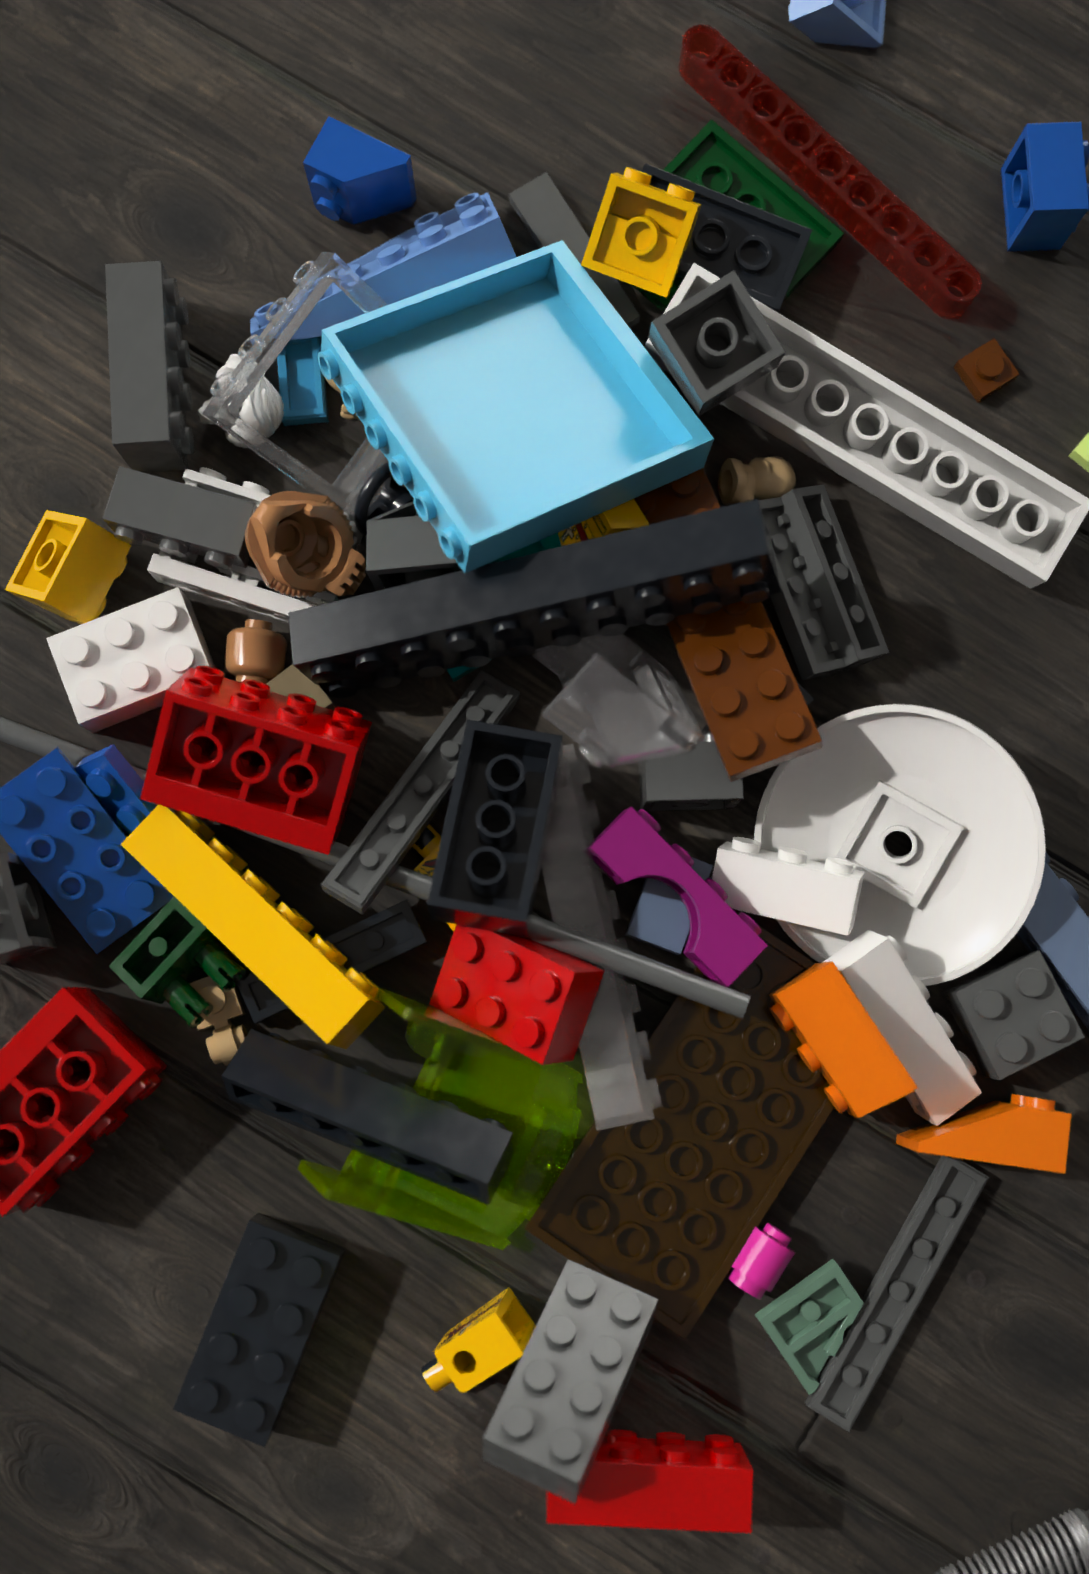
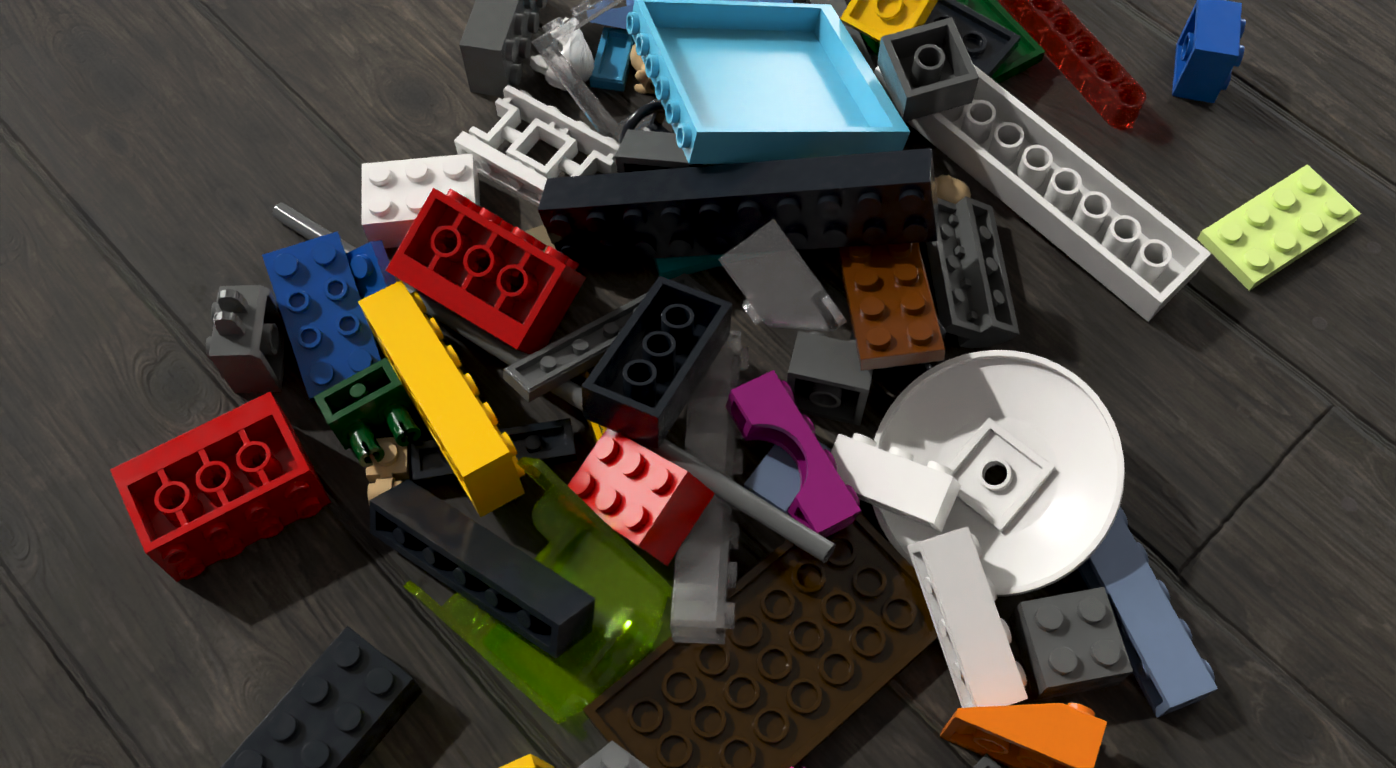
camera: 20 degrees right, 20 degrees down
(69, 567) = (400, 130): yellow slope -> none
(179, 518) = (493, 110): dark grey brick -> none
(255, 652) = (517, 210): medium nougat head -> none
(304, 545) = (573, 138): medium nougat helmet -> none
(840, 1041) = (908, 610): orange slope -> none
(986, 370) = (1139, 165): reddish brown plate -> none

